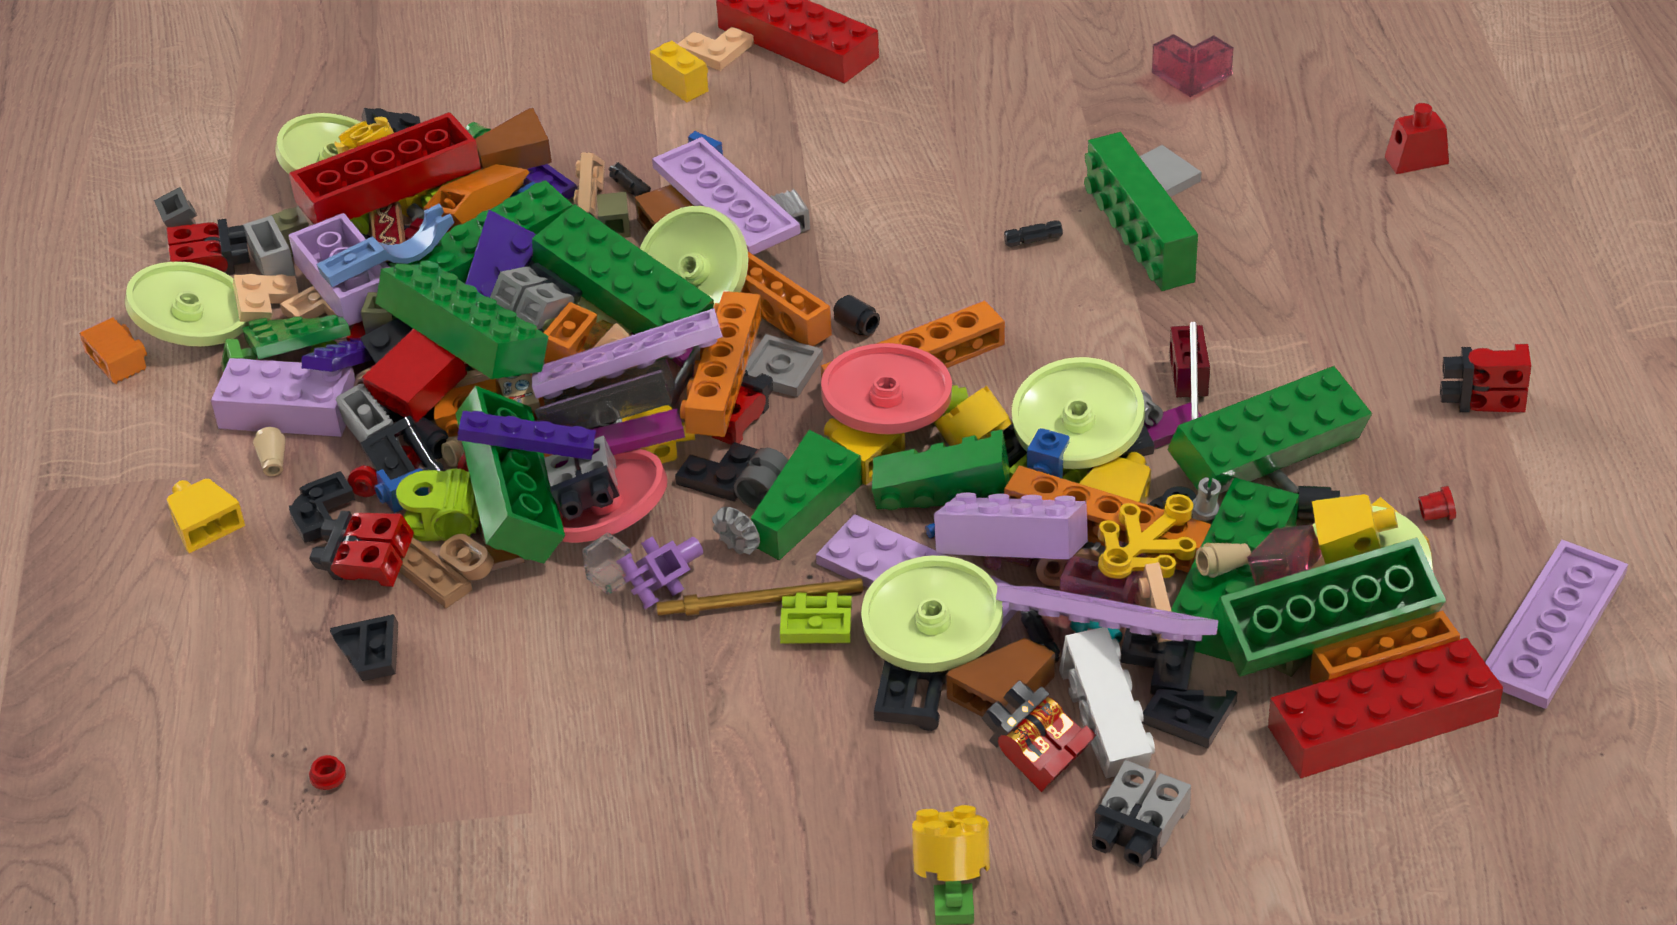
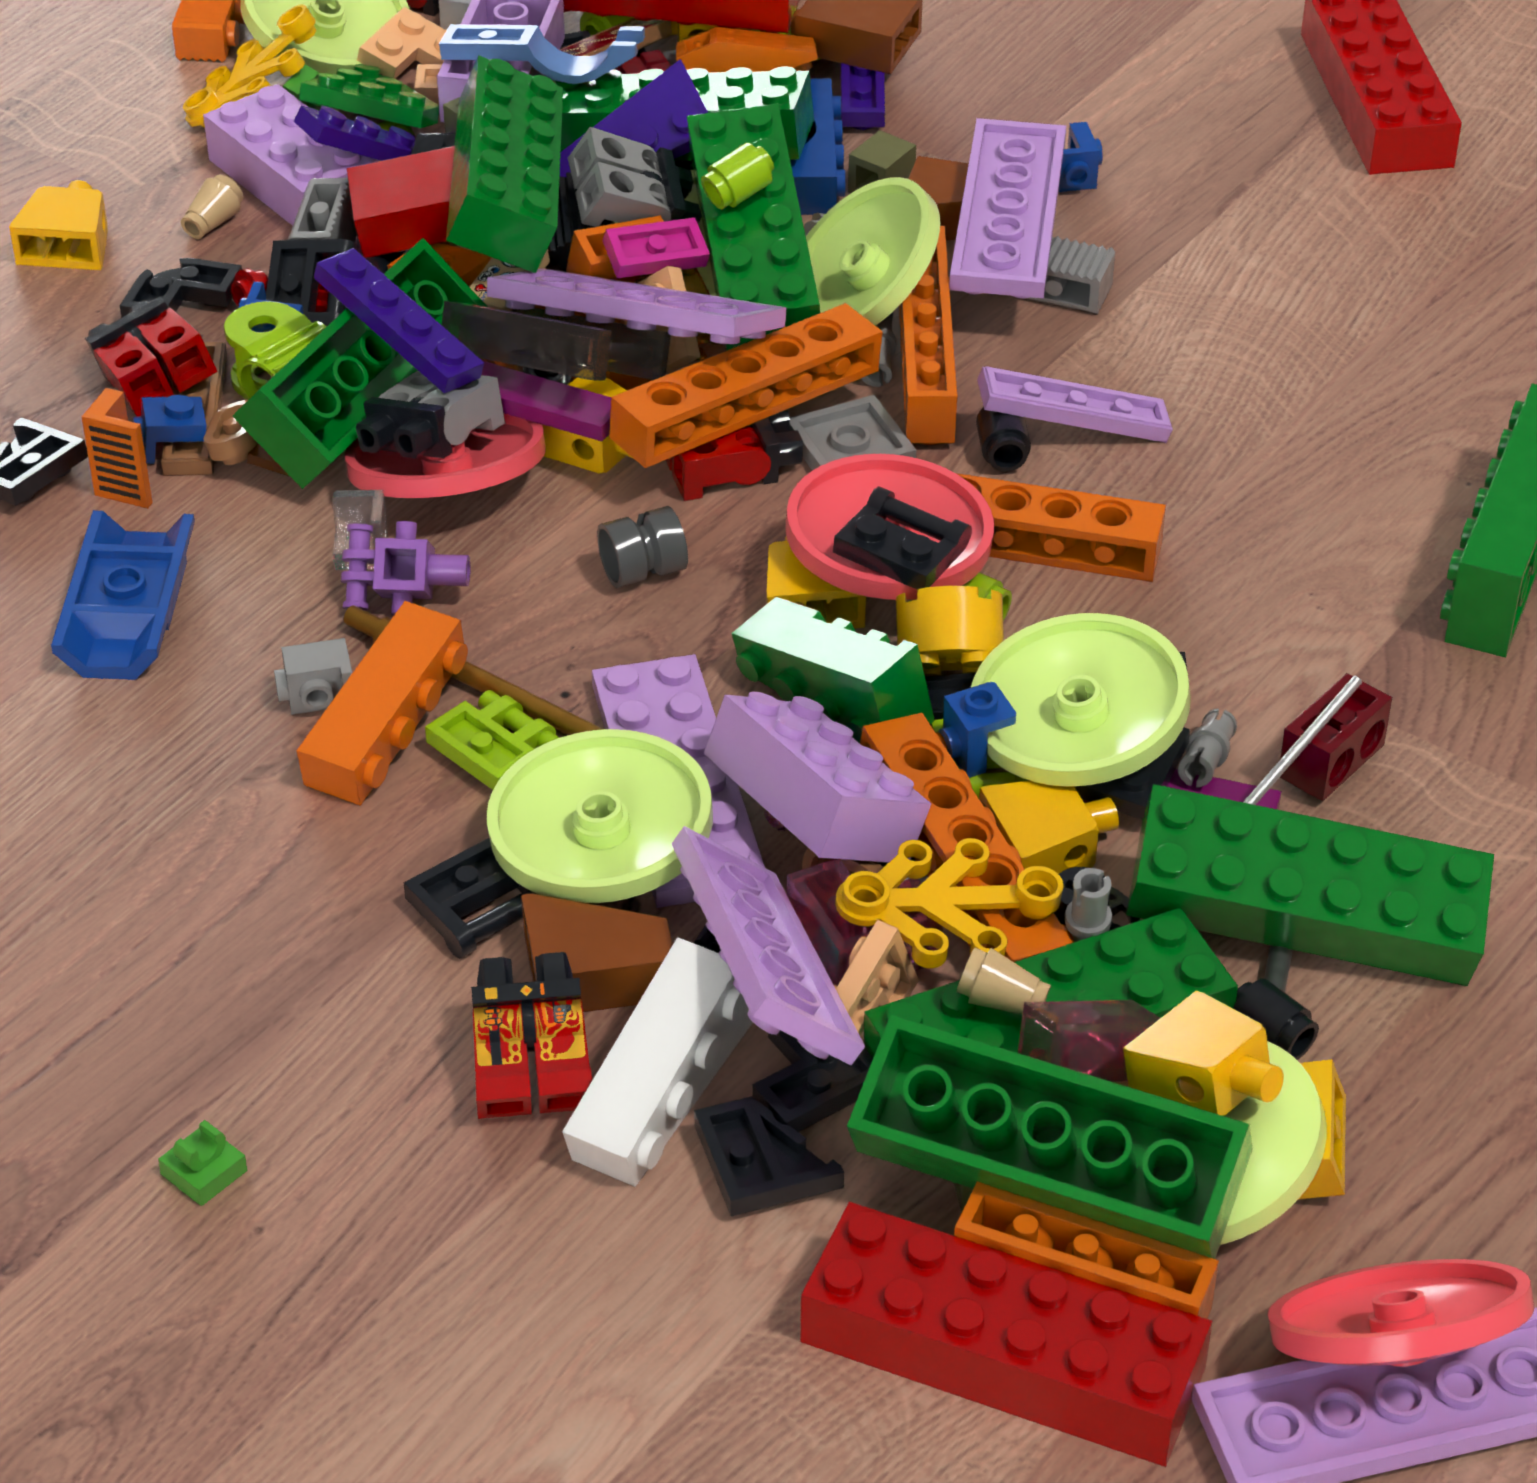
camera: 40 degrees right, 0 degrees up
(185, 397) = (252, 66): none -> yellow plant
(424, 576) = (170, 420): none -> blue bracket
(432, 606) = (116, 451): none -> orange panel
(531, 676) = (121, 598): none -> blue piece
(591, 174) = (896, 103): light nougat plate -> none
(595, 319) = (653, 246): none -> dark pink plate
(609, 253) = (738, 176): none -> lime brick
(628, 180) = (958, 138): black axle -> none
(679, 71) = (1173, 51): yellow brick -> none
(691, 647) = (312, 674): none -> light grey brick
(715, 477) = (601, 500): black plate -> none
(721, 51) = (1256, 59): light nougat plate -> none
(736, 530) = (529, 581): light grey gear -> none
(748, 636) = (382, 703): none -> orange brick
(805, 493) = (659, 592): green wedge -> none
(874, 279) = (1074, 404): none -> lavender tile
(912, 396) = (895, 550): none -> black plate
(950, 843) = (256, 1085): yellow brick -> none
(1033, 233) = (1360, 472): black axle -> none
(1139, 814) = (528, 1223): hips -> none
(1437, 505) = (1442, 1138): red piece -> none
(1531, 579) = (1401, 1312): none -> coral dish

